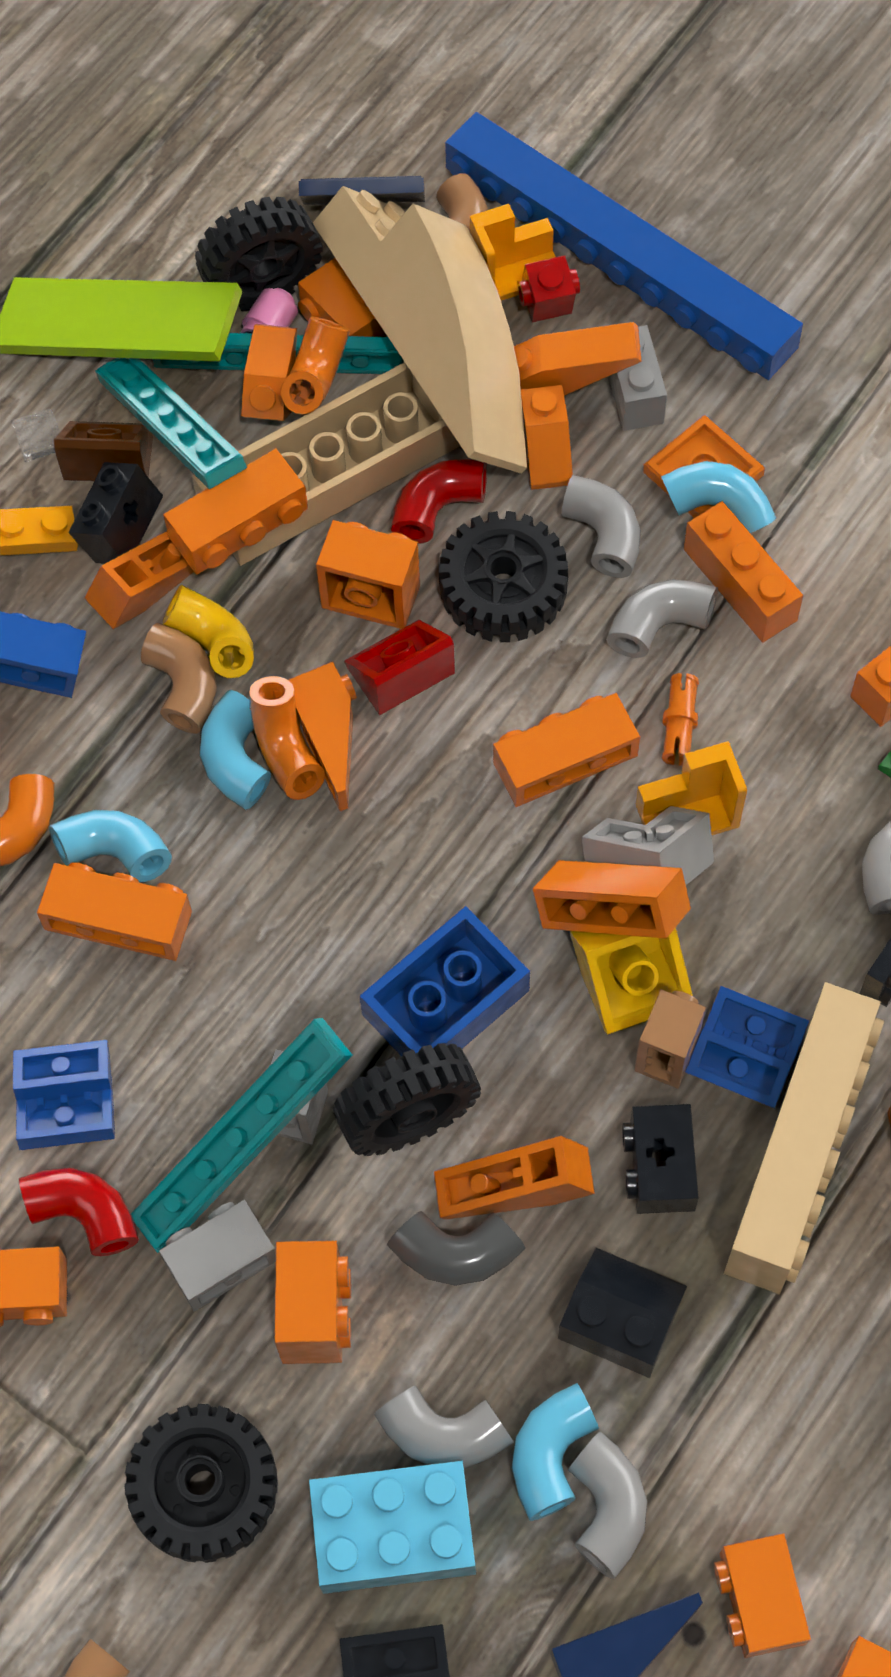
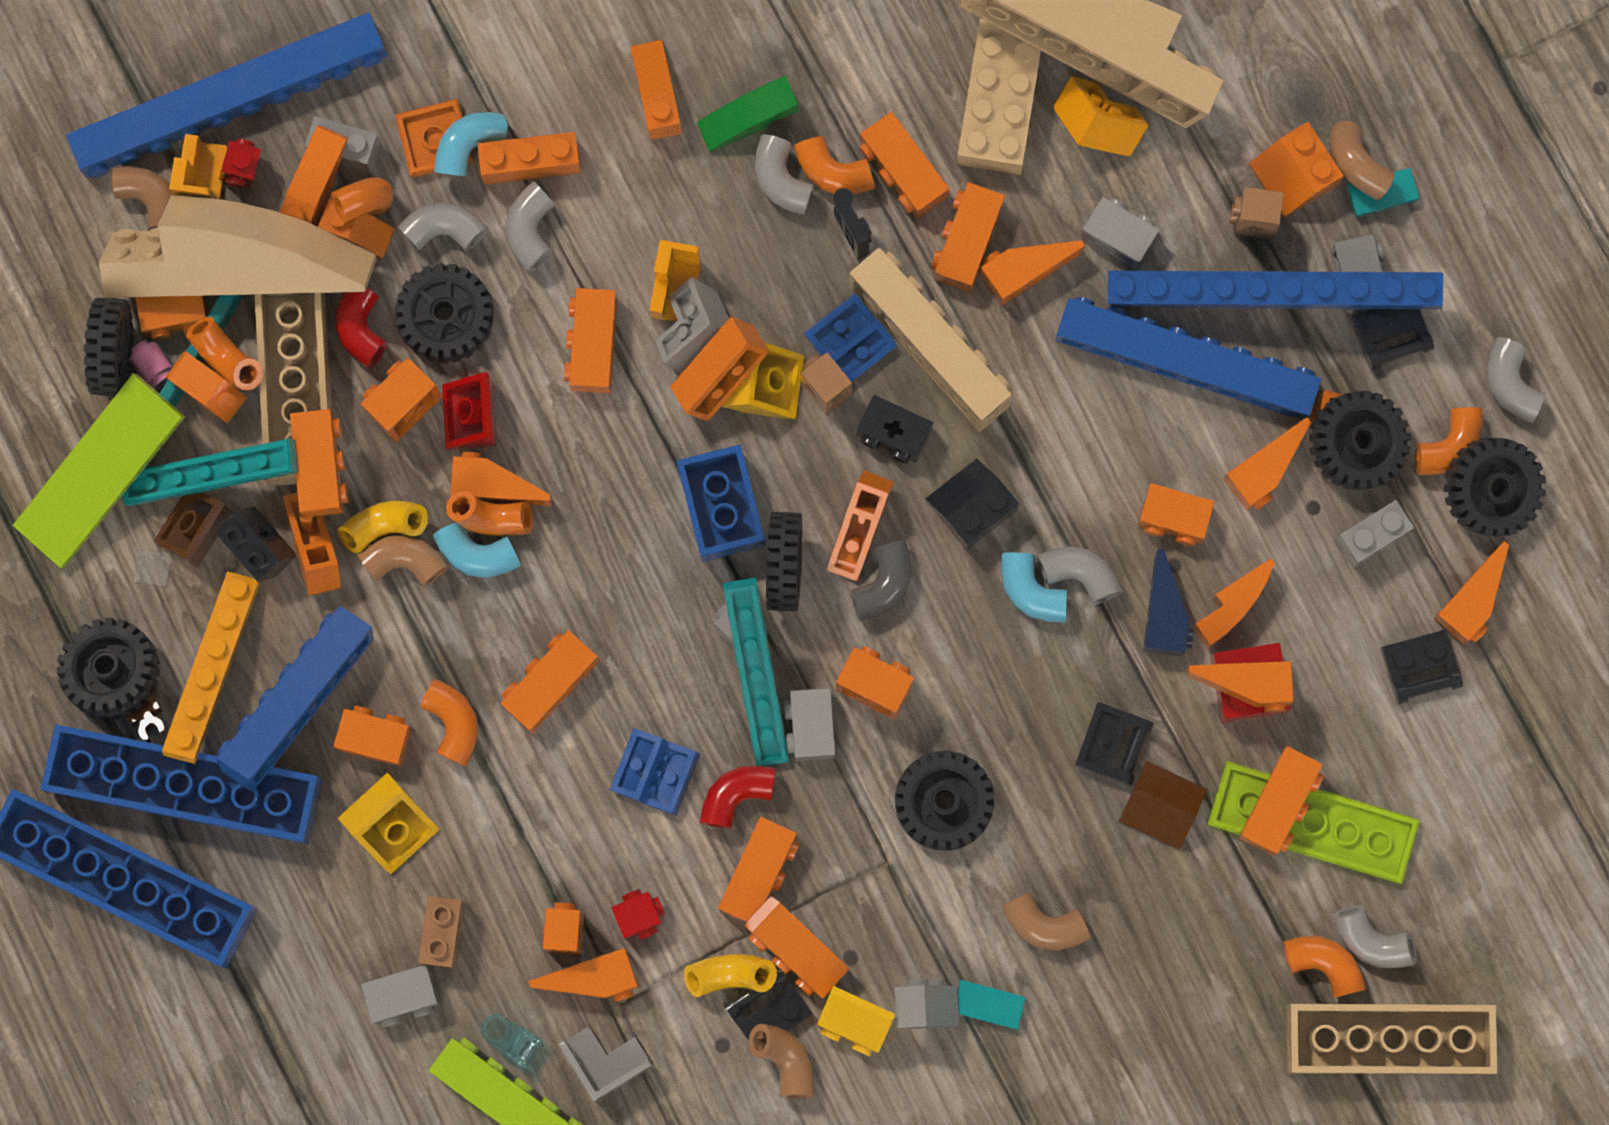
camera: 60 degrees left, 15 degrees up
(114, 835) = (494, 657): medium azure cylinder -> none
(384, 189) = (87, 248): dark blue tile -> none
(392, 1527) = (1029, 702): medium azure brick -> none
(440, 1439) = (992, 650): light grey cylinder -> none
(586, 416) = (362, 197): none -> orange cylinder
(680, 718) = (609, 256): orange pin -> none

